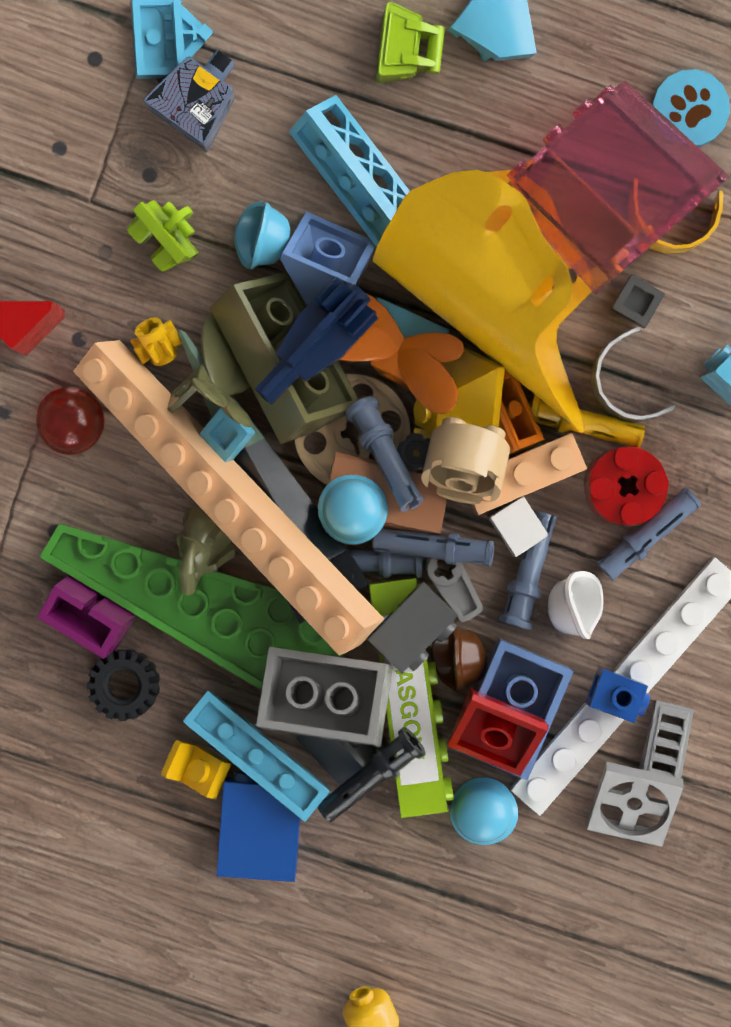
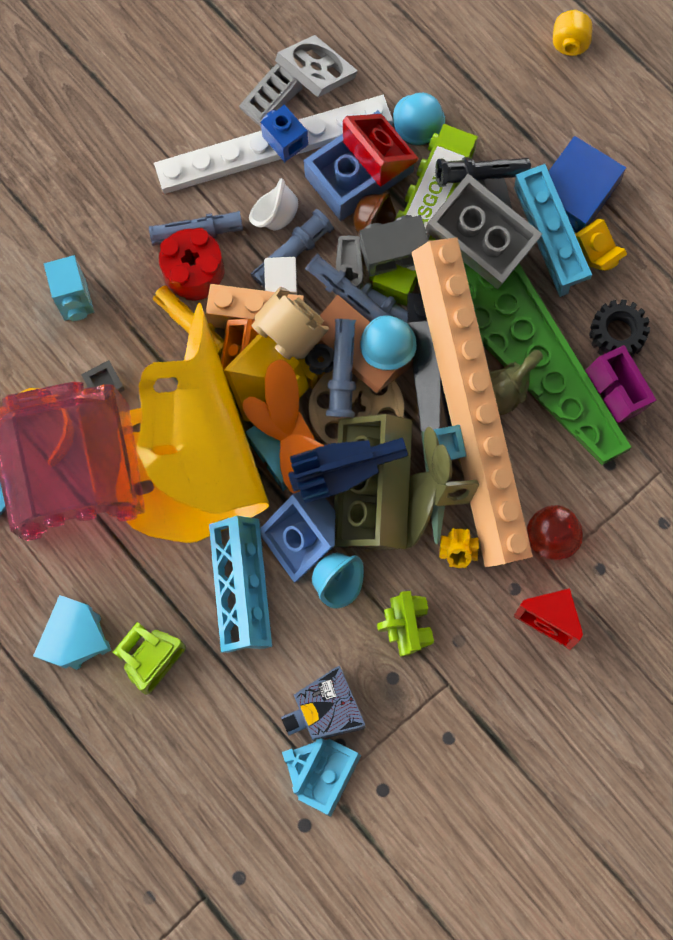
camera: 145 degrees left, 15 degrees down
(597, 389) = (162, 349): light grey piece -> none

